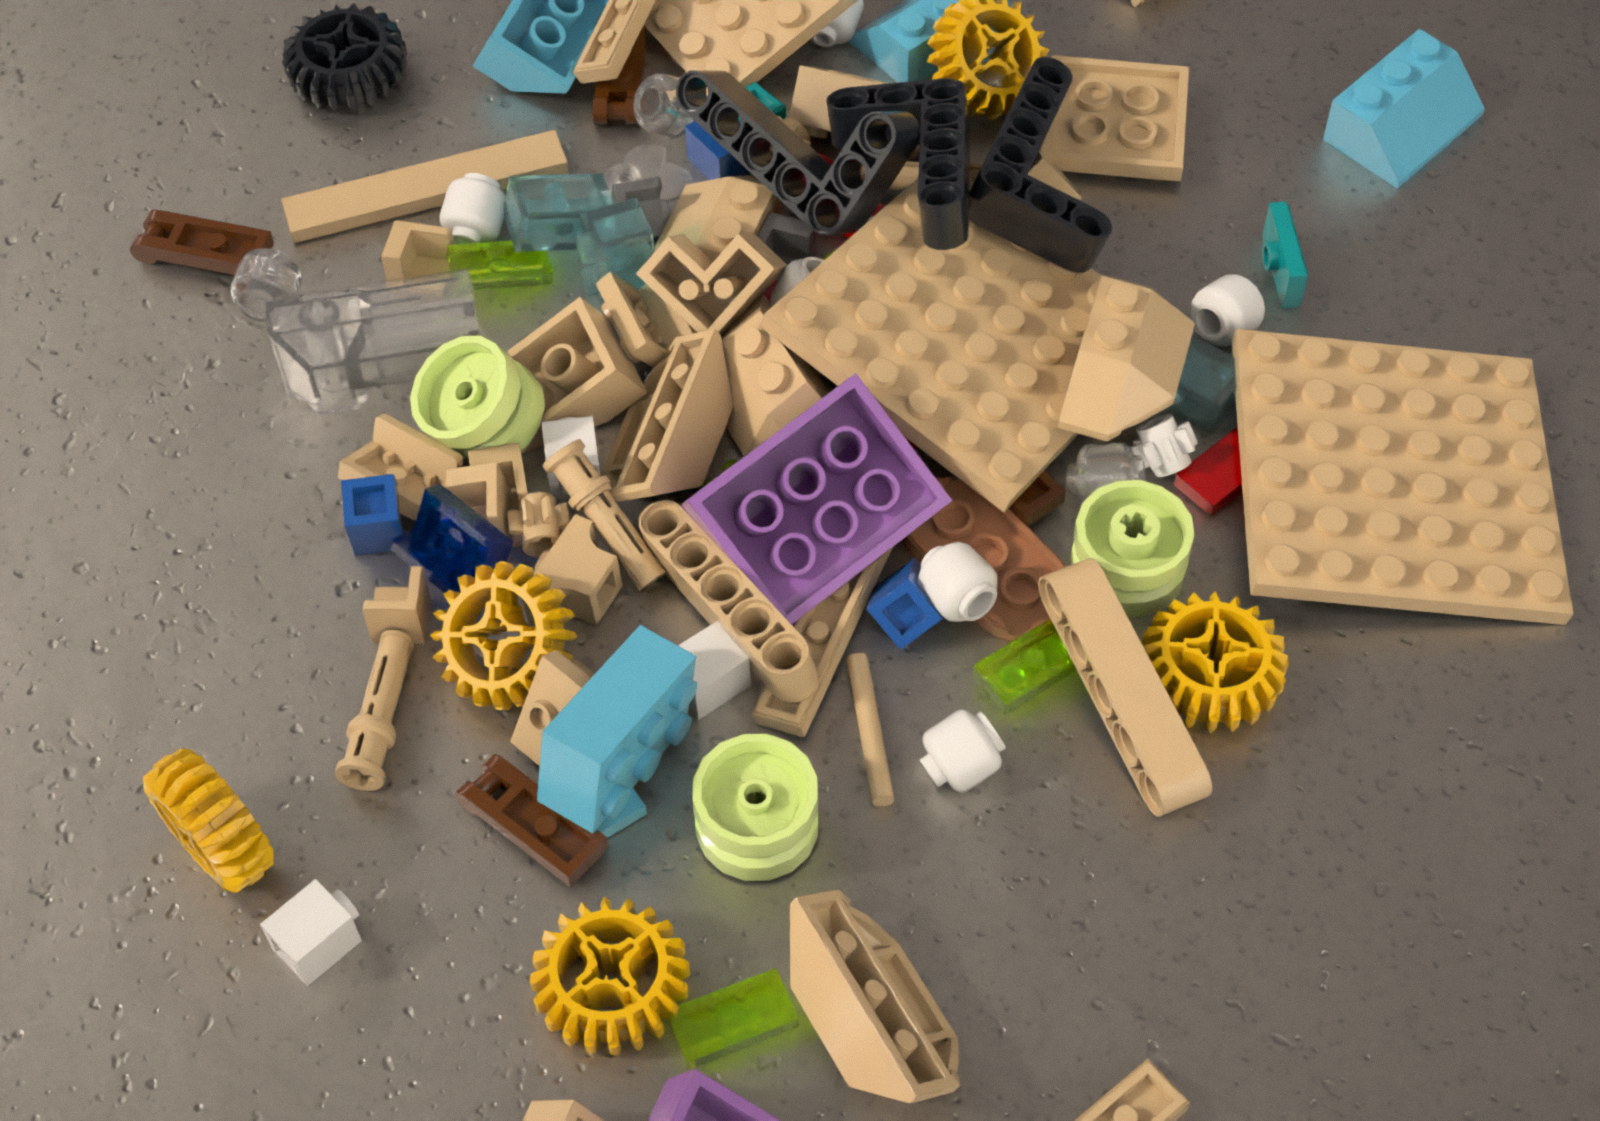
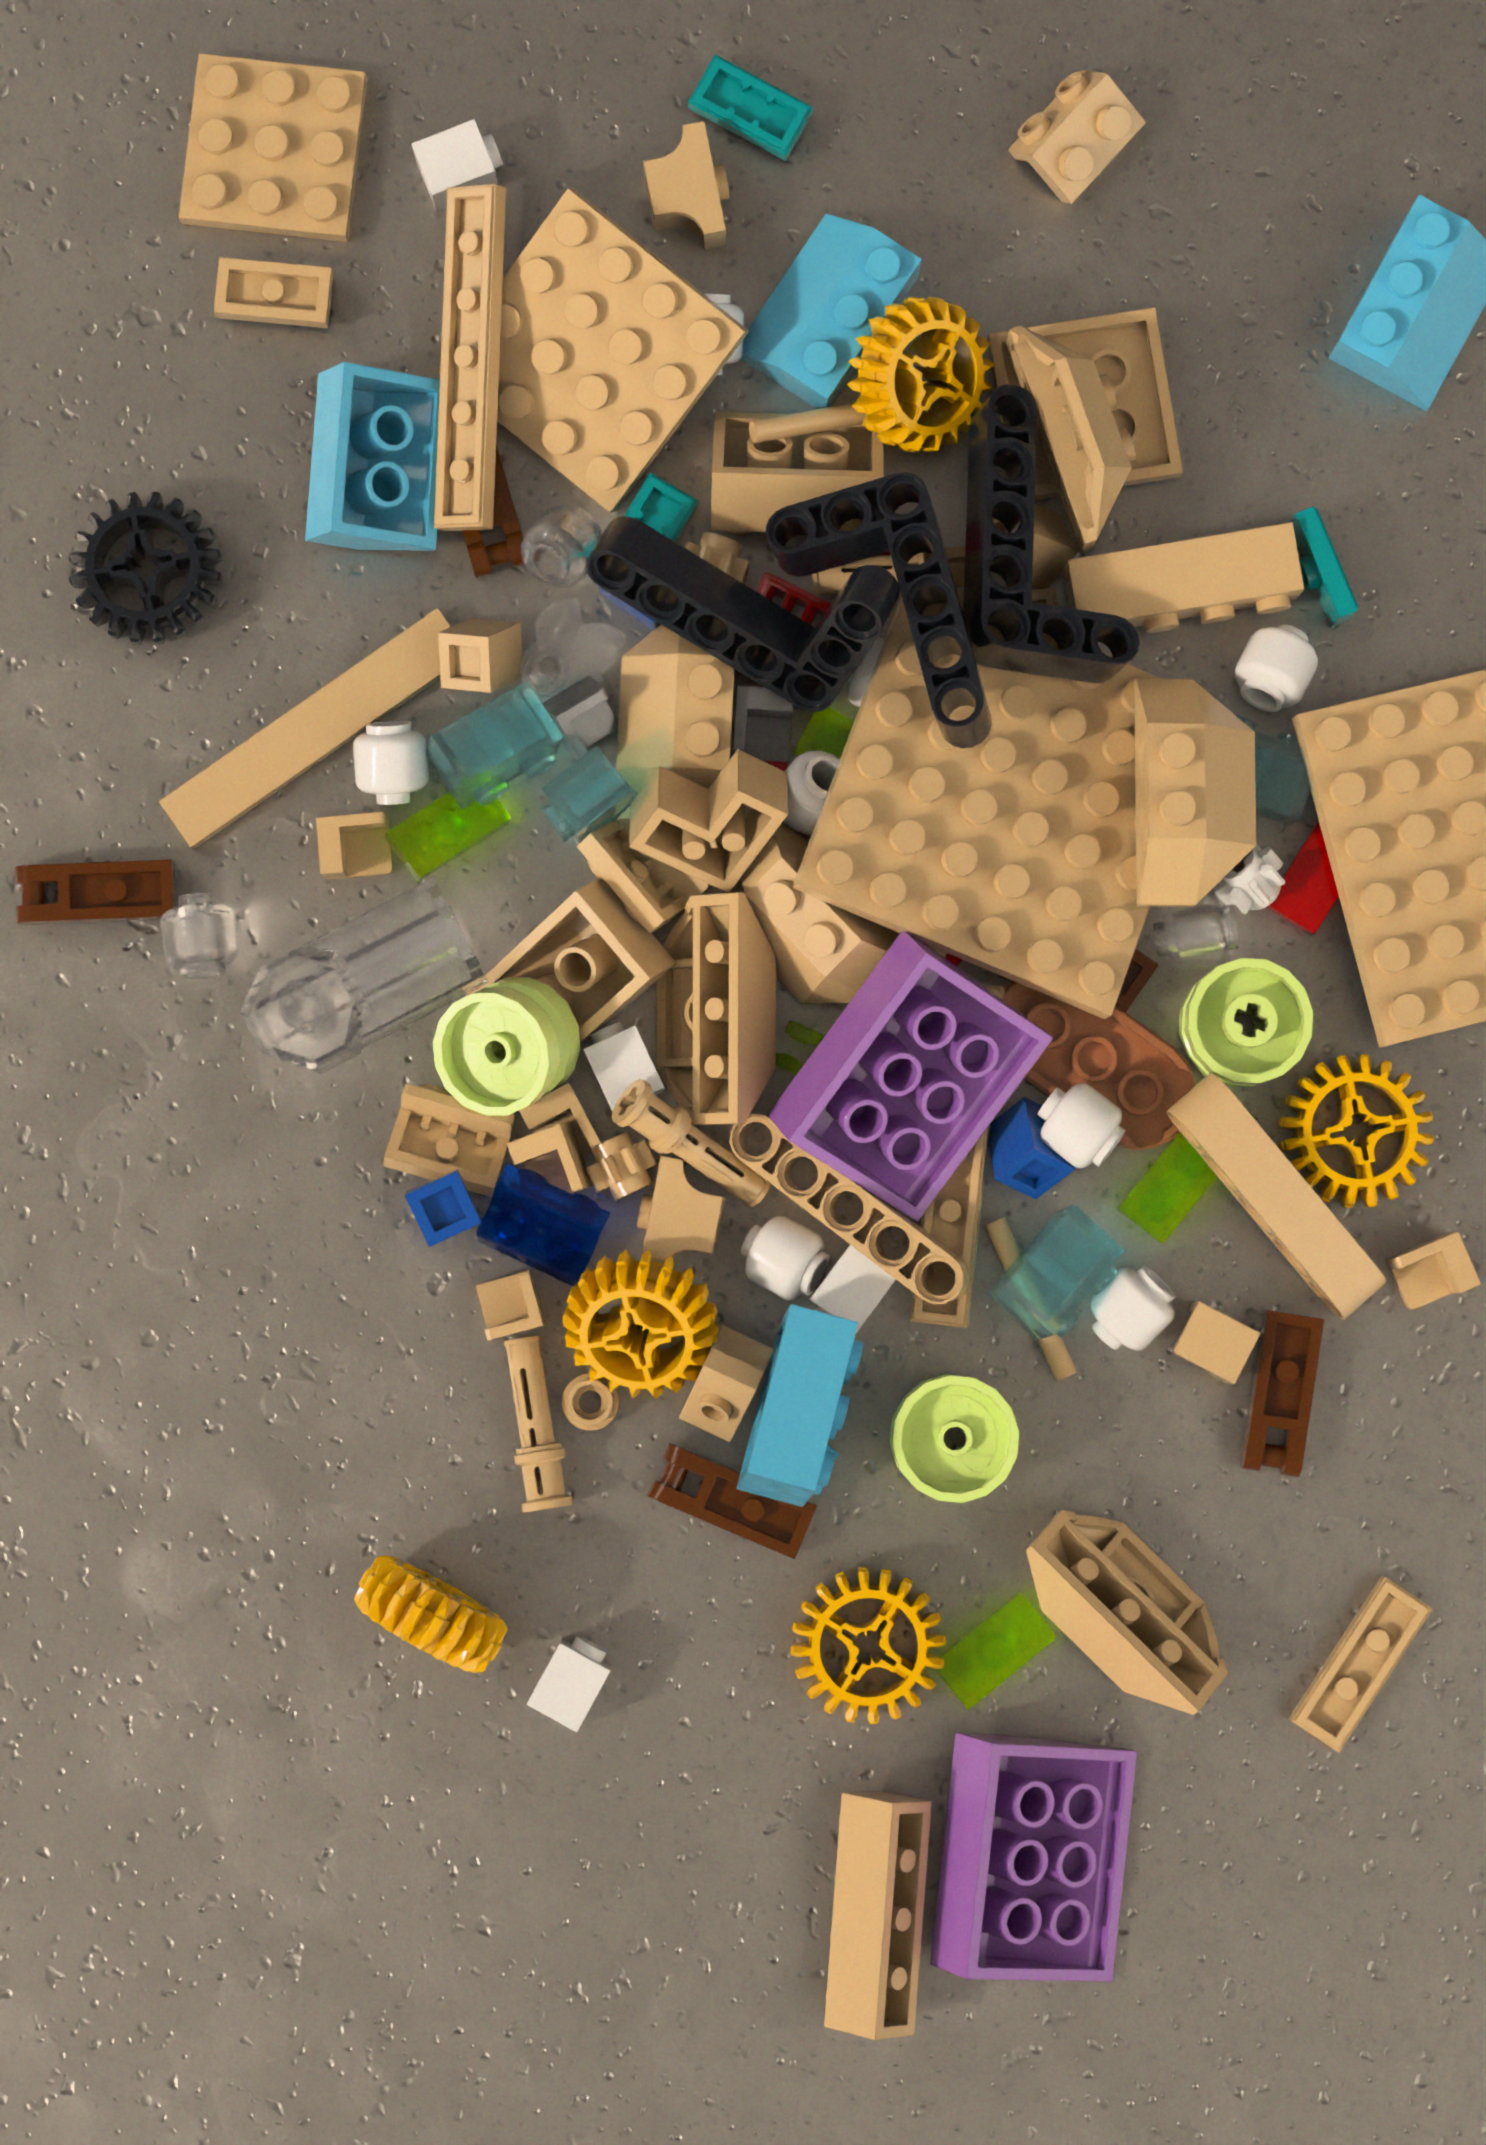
camera: 20 degrees left, 30 degrees up
(432, 693) = (577, 1415): none -> tan plate
(572, 153) = (480, 655): none -> tan panel
(657, 614) = (785, 1258): none -> white head
(881, 71) = (804, 423): none -> tan bar
(897, 697) = (1057, 1274): none -> clear light blue brick
(1037, 795) = (1216, 1342): none -> tan panel
(1087, 862) = (1282, 1391): none -> reddish brown plate
(1101, 109) = (1075, 429): none -> tan wedge
(1179, 232) = (1190, 578): none -> tan brick
(1260, 793) = (1433, 1270): none -> tan panel

